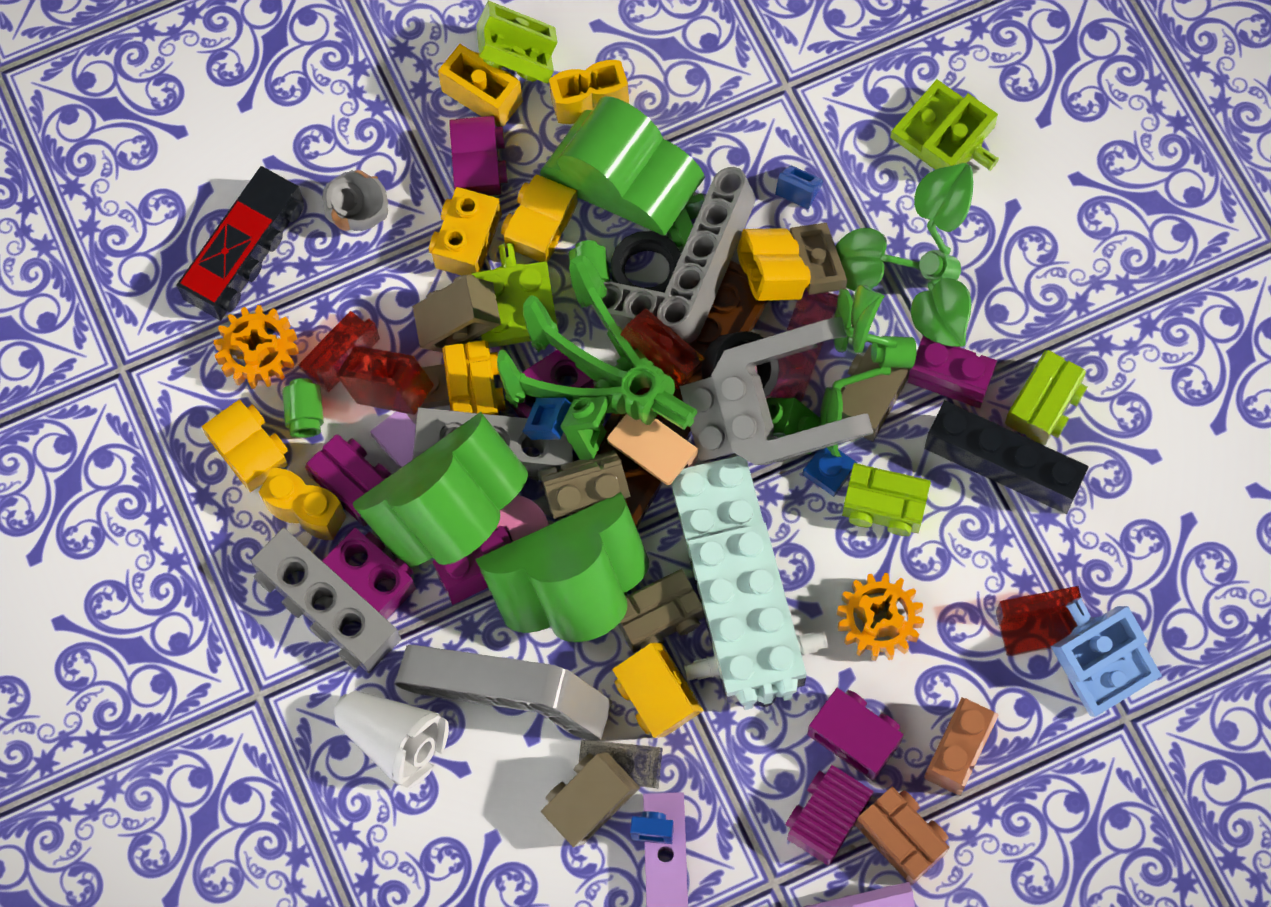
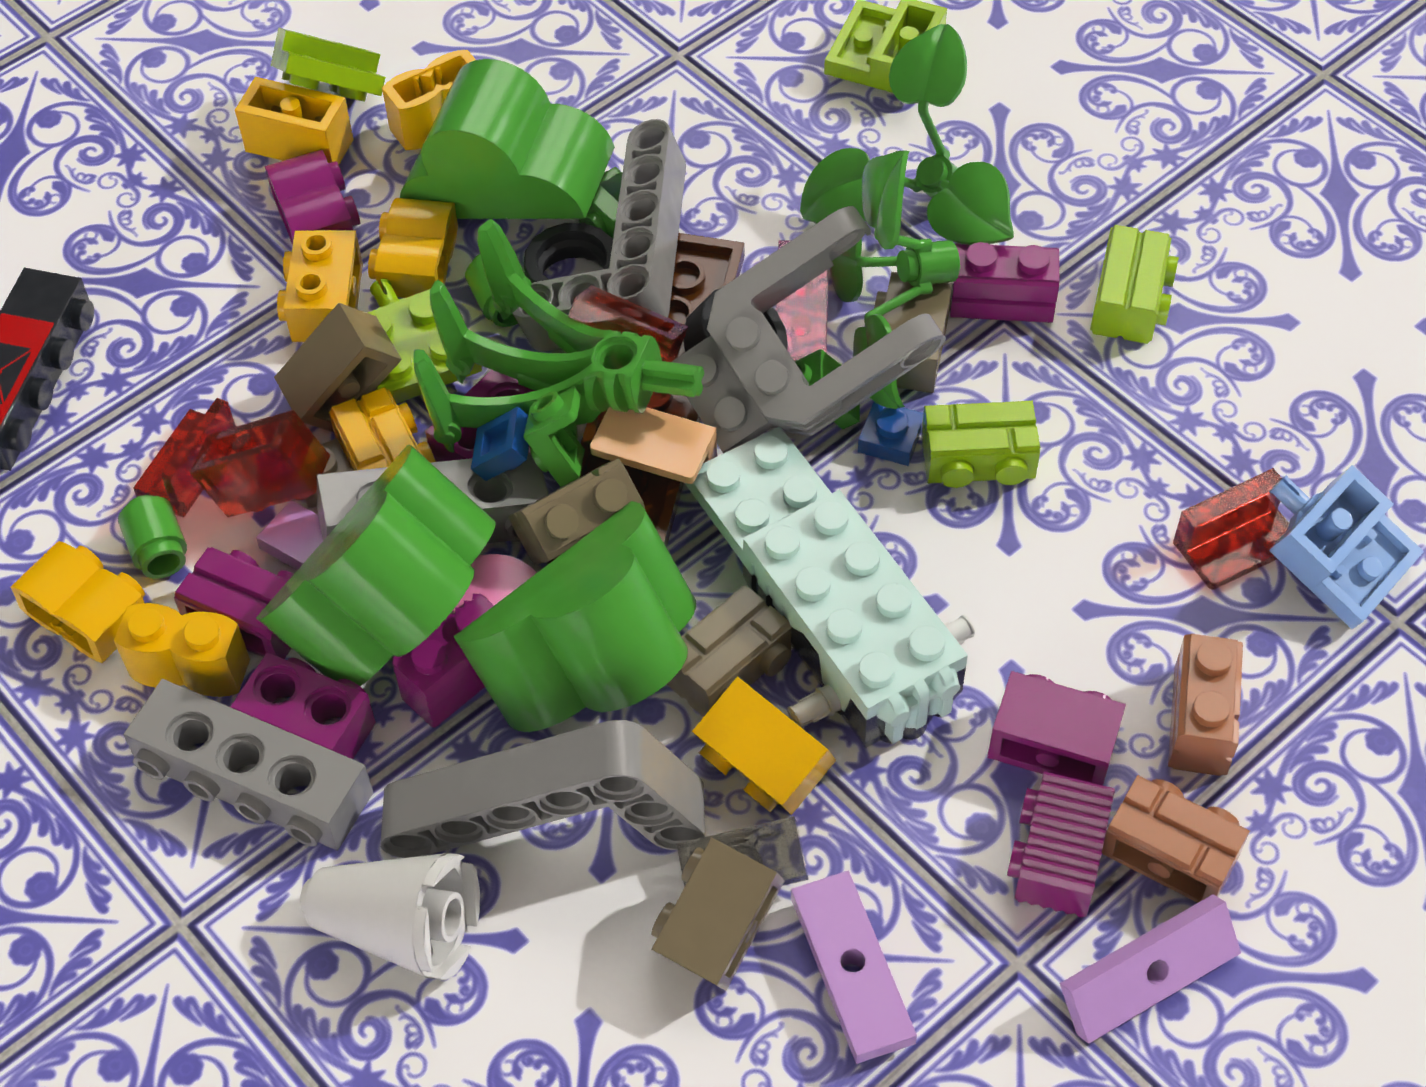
camera: 20 degrees left, 15 degrees down
(245, 335) = (67, 480): light orange gear -> none
(355, 201) = (164, 282): light grey hair -> none
(652, 828) = (824, 924): blue plate -> none
(773, 264) = (734, 216): yellow brick -> none
(798, 186) = (731, 146): blue slope -> none
(821, 257) = (783, 203): dark tan plate -> none
(892, 626) = (1056, 589): light orange gear -> none
(1005, 457) = (1113, 357): black brick -> none

